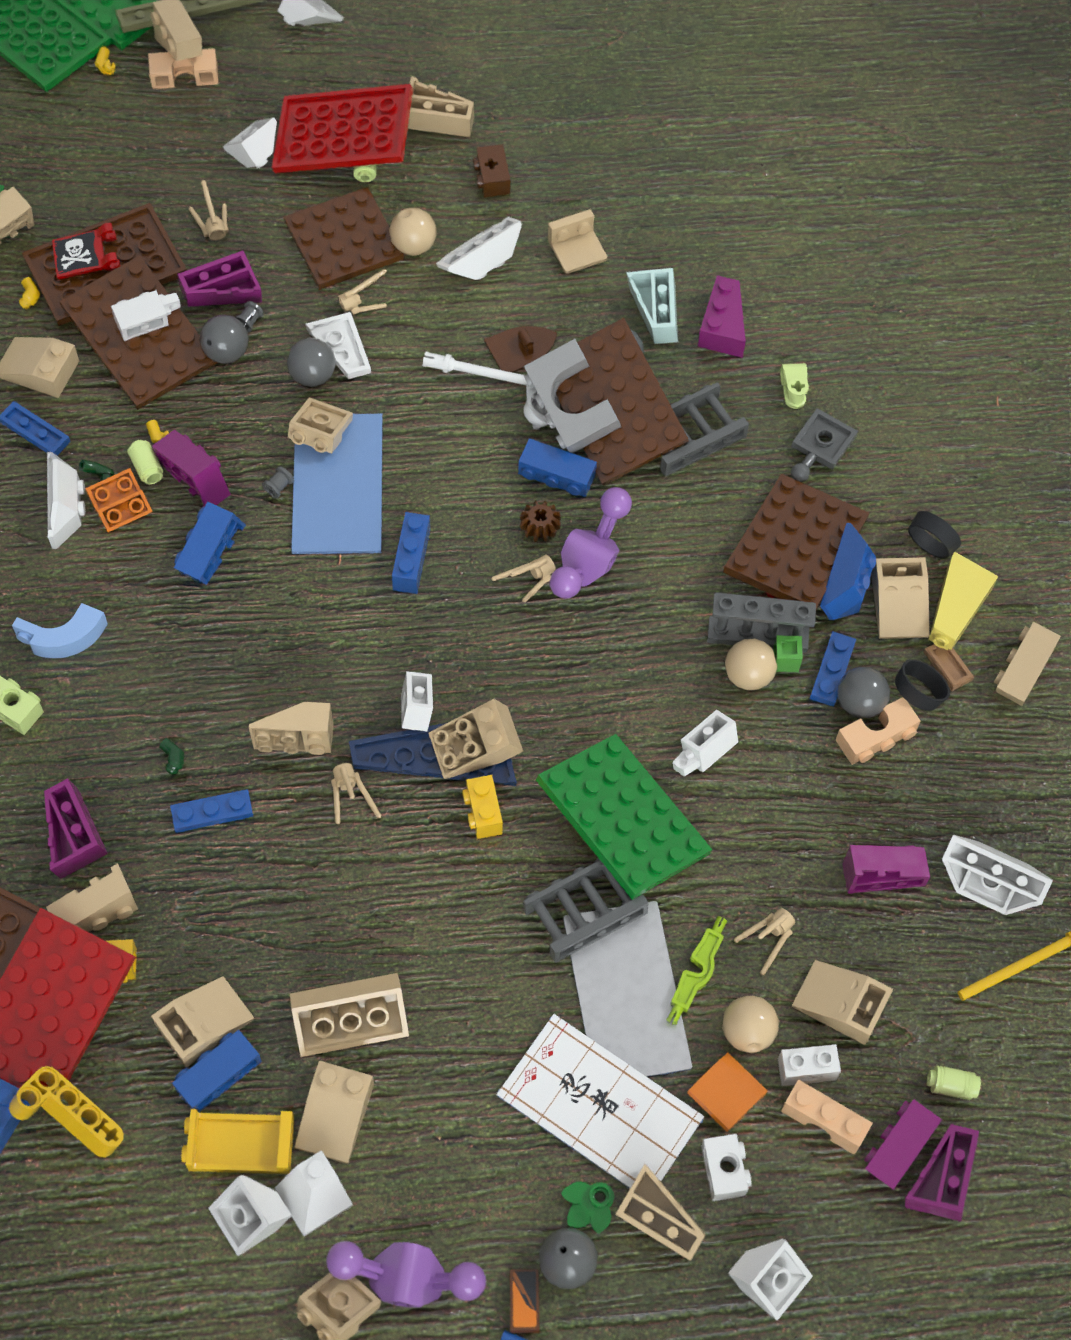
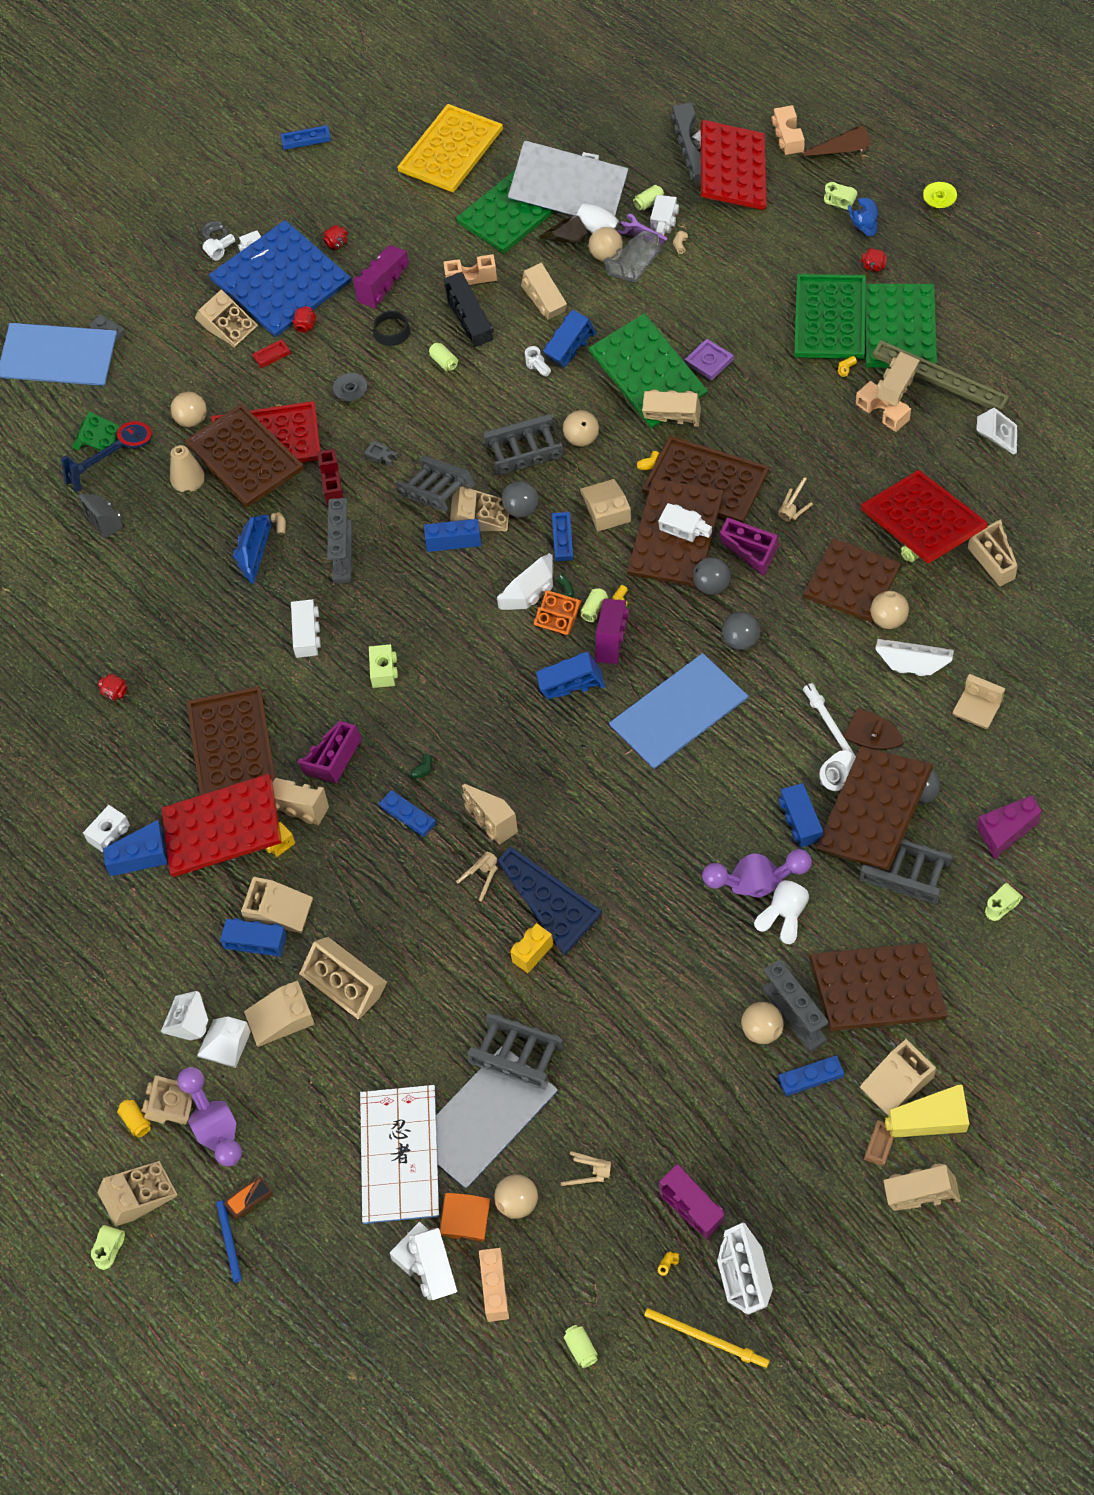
camera: 60 degrees right, 5 degrees down
(64, 640) = (447, 660): light blue arch -> none
(70, 1115) = (166, 883): yellow beam -> none
(84, 253) = (698, 463): flag -> none
(239, 1142) = (223, 980): yellow panel -> none
(250, 315) = (743, 576): dark grey bush -> none
(253, 143) = (867, 482): white slope -> none
(278, 482) = (646, 679): dark grey bush -> none
(319, 425) = (702, 669): tan plate -> none
(345, 342) = (774, 638): white wing -> none
(350, 299) = (810, 617): tan plant -> none
(411, 553) = (664, 782): blue brick -> none
(416, 701) = (565, 859): white brick -> none
(476, 740) = (569, 910): tan slope -> none
(492, 170) = (984, 617): reddish brown brick -> none
(539, 568) = (721, 857): tan plant -> none
(540, 521) = (753, 827): reddish brown gear -> none
(568, 1258) = (287, 1200): dark grey piece -> none
(574, 429) = (847, 756): light grey arch -> none
(585, 1208) = (330, 1192): green plate -> none
(623, 816) = (593, 1027): green plate -> none
(643, 547) = (787, 902): none -> white piece
(656, 301) = (979, 779): light aqua wedge -> none
(660, 1215) = (353, 1232): tan wedge -> none
(692, 982) = (542, 1142): lime piece -> none
(706, 743) = (682, 1037): white hinge -> none
(764, 1159) = (432, 1264): none -> white brick
(771, 1276) = (367, 1324): white slope -> none
(788, 653) = (791, 1038): bright green brick -> none
(809, 1065) = (519, 1250): white brick -> none
(824, 452) = (968, 959): dark grey plate -> none
(842, 1000) = (579, 1242): tan slope -> none
(848, 576) = (880, 1034): blue wedge -> none
(861, 743) = (803, 1141): light nougat arch -> none
(863, 692) = (804, 1102): dark grey piece -> none
(902, 1143) = (514, 1339): magenta wedge -> none
(927, 942) = (665, 1264): none -> yellow arm
(929, 677) = (856, 1127): black tyre -> none
(939, 528) = (961, 1063): black tyre -> none
(946, 1177) = (513, 1382): magenta wedge -> none

